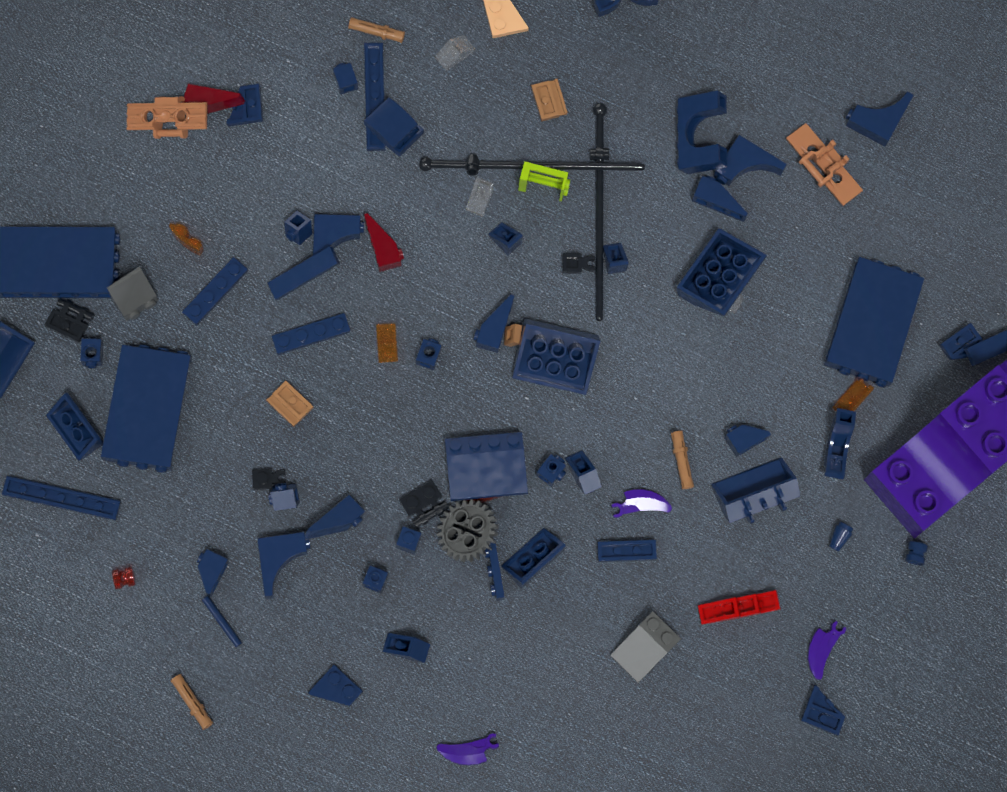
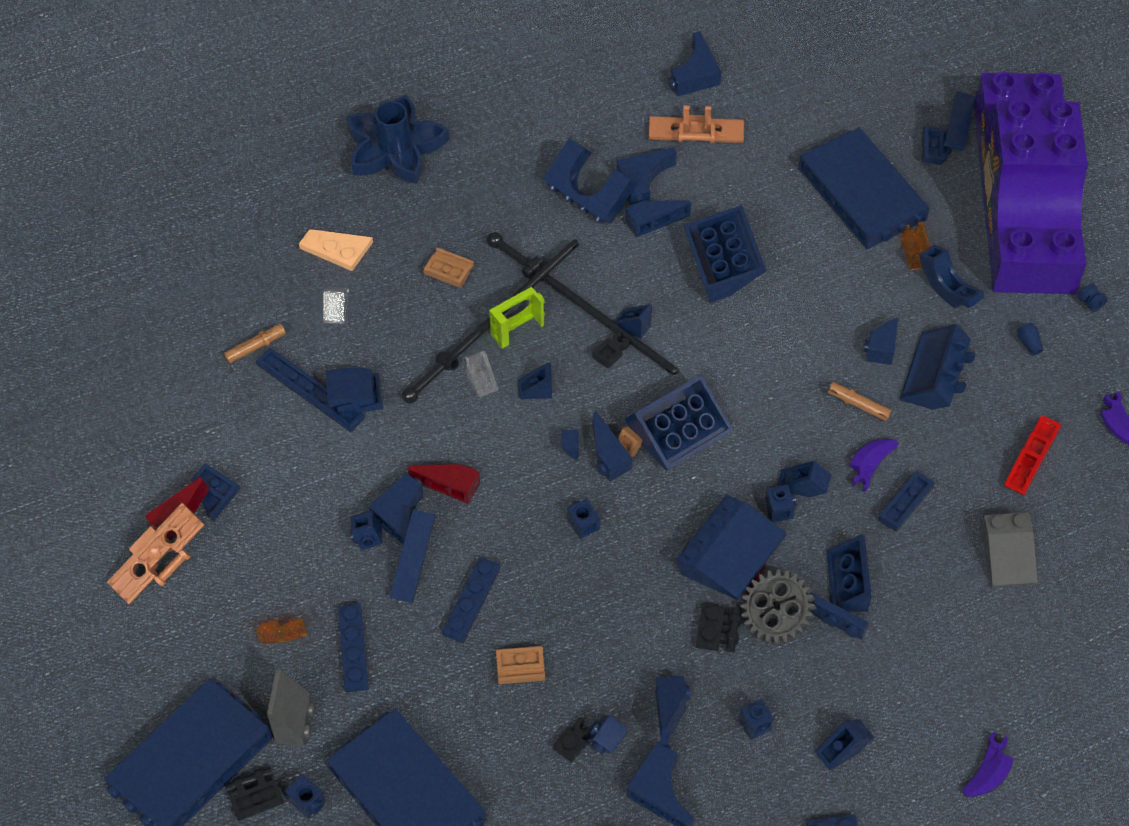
camera: 40 degrees left, 20 degrees down
(345, 78) = (271, 396): dark blue brick -> none
(387, 343) = (539, 545): clear orange slope -> none
(408, 540) = (743, 663): dark blue brick -> none
(477, 299) = (570, 443): none -> dark blue slope

